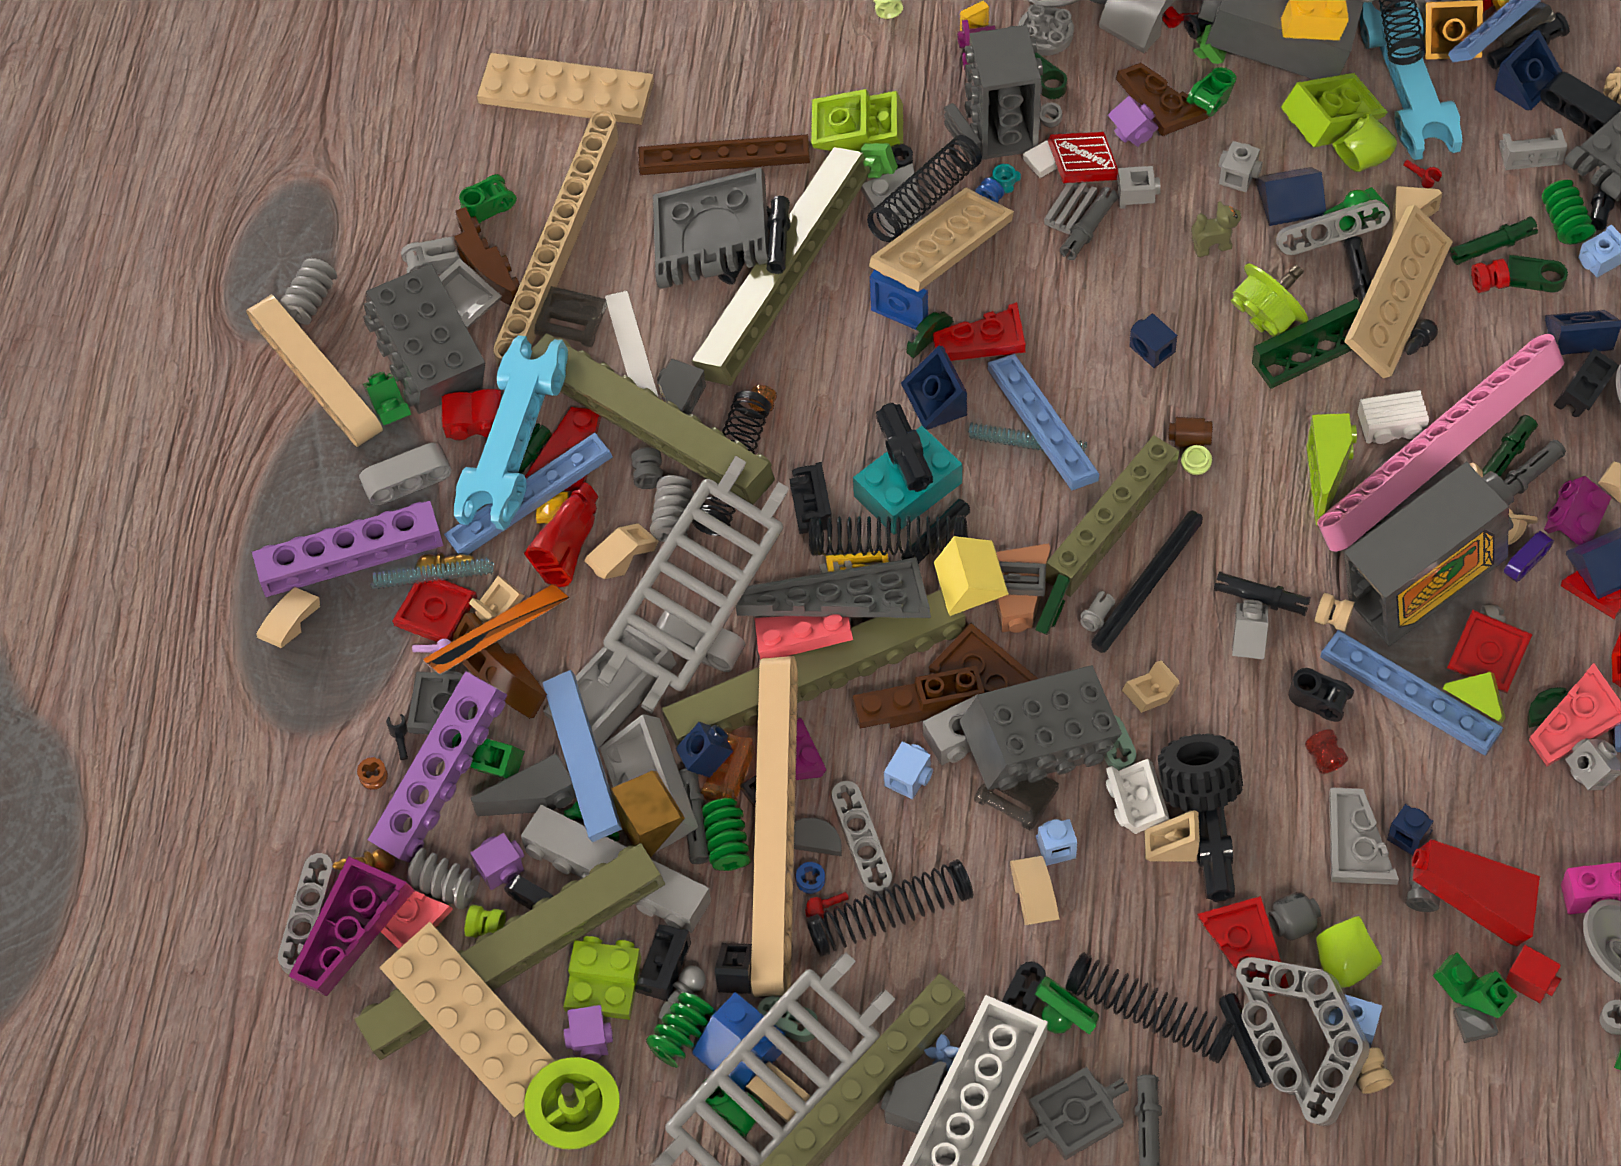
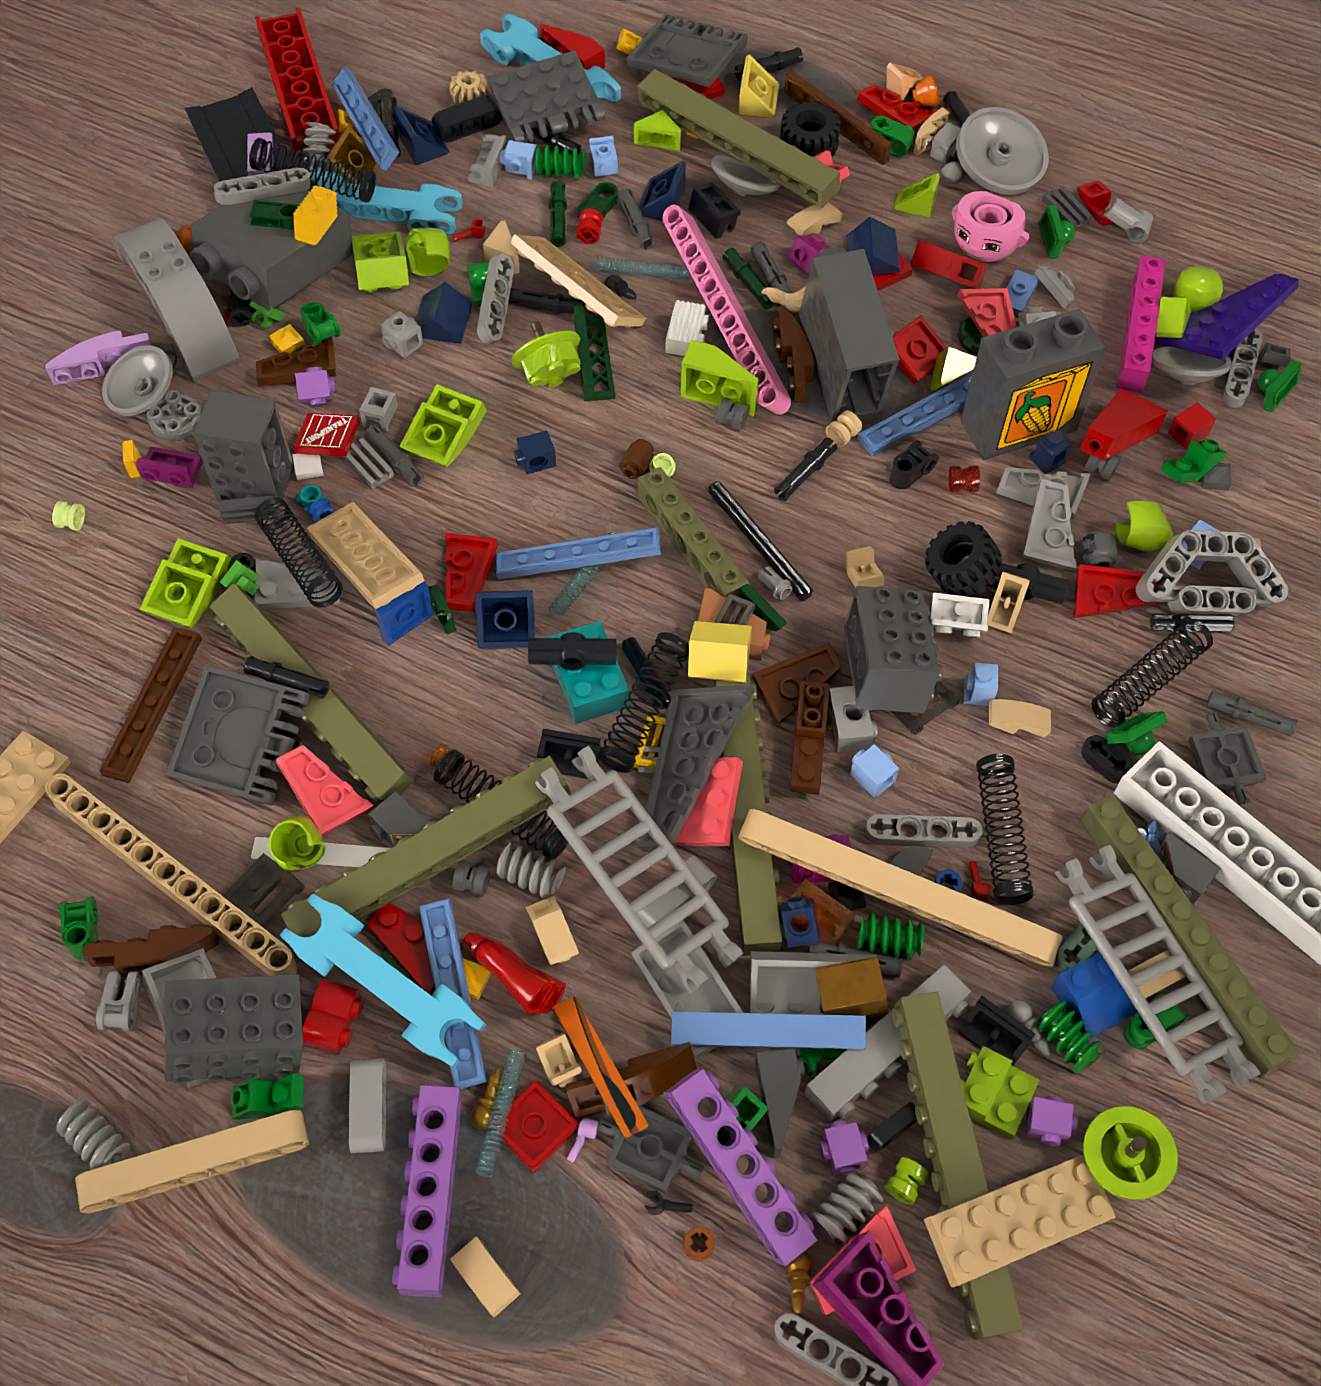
camera: 75 degrees left, 0 degrees up
(621, 317) = (296, 843): none -> lime piece
(684, 315) = (321, 793): none -> coral wing
(734, 968) = (1018, 971): black slope -> none
(1144, 249) = (443, 426): none -> lime slope
(1186, 76) = (286, 339): none -> yellow tile
(1216, 230) = (456, 371): olive animal -> none
(1250, 629) = (838, 486): light grey slope -> none
(1298, 499) = (732, 413): none -> dark grey wheel
(1298, 854) = (1049, 529): none -> light grey wing
(1455, 345) = (654, 271): none -> clear light blue piece
(1455, 757) = (1031, 383): none -> dark grey brick
(1521, 322) = (638, 225): none -> dark grey pin
(1550, 169) = (519, 158): none -> light blue brick

